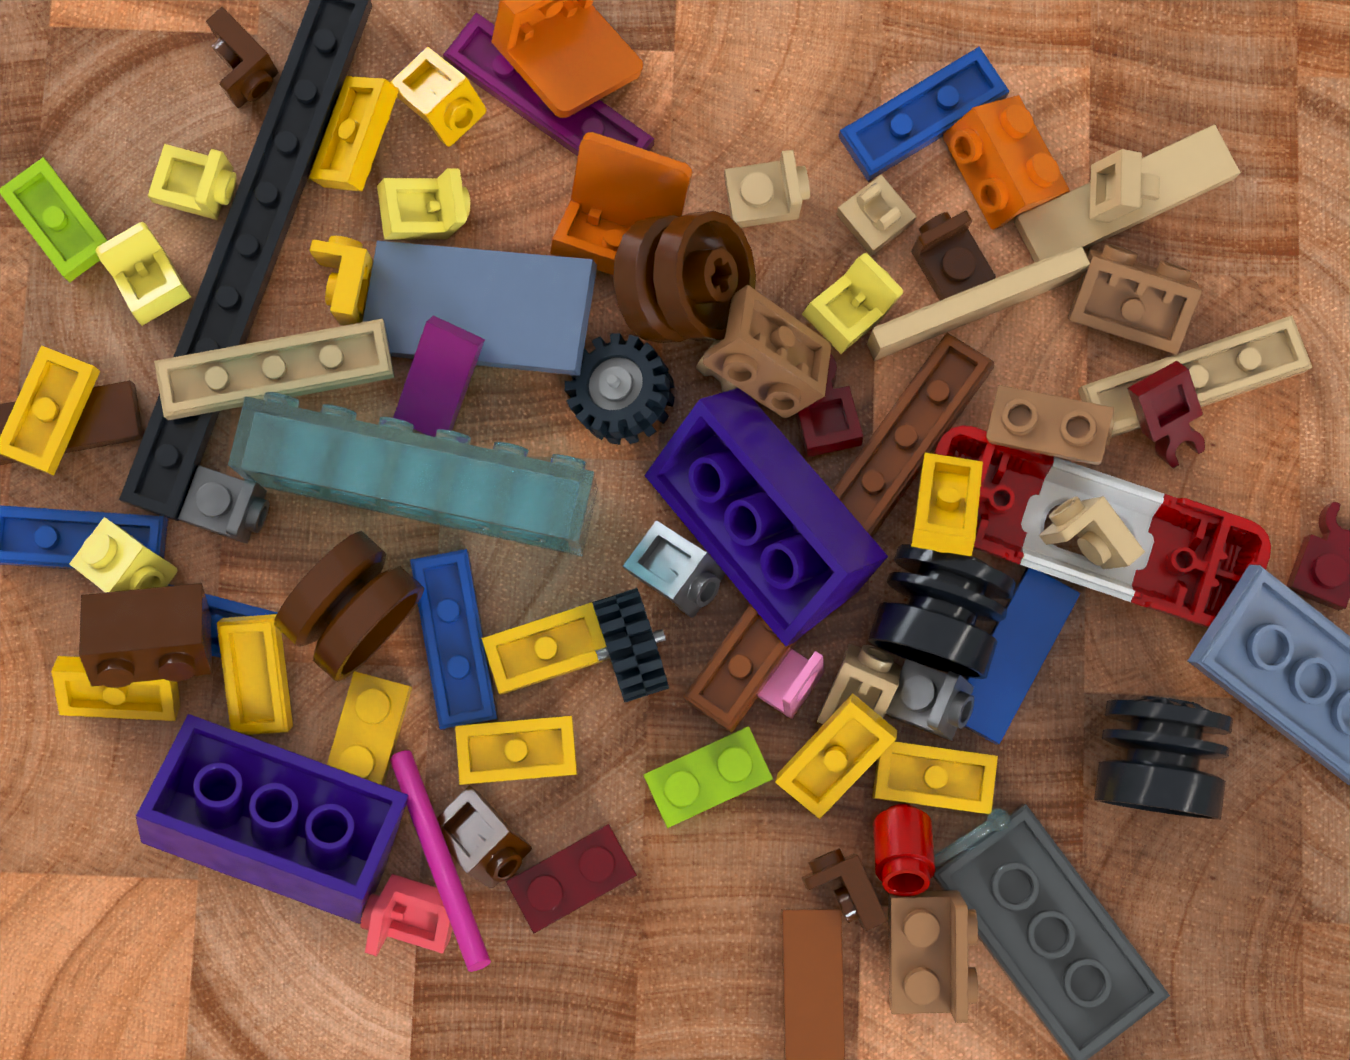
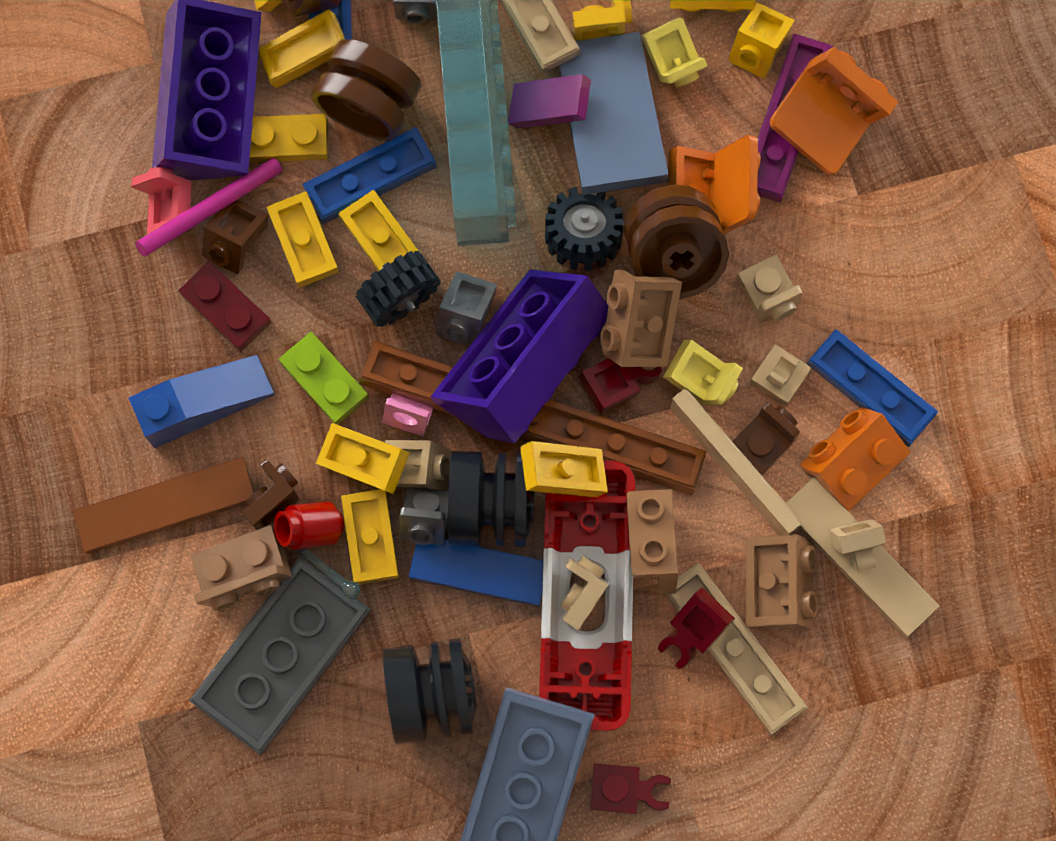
camera: 80 degrees right, 5 degrees down
(690, 943) = (199, 399): none -> slope

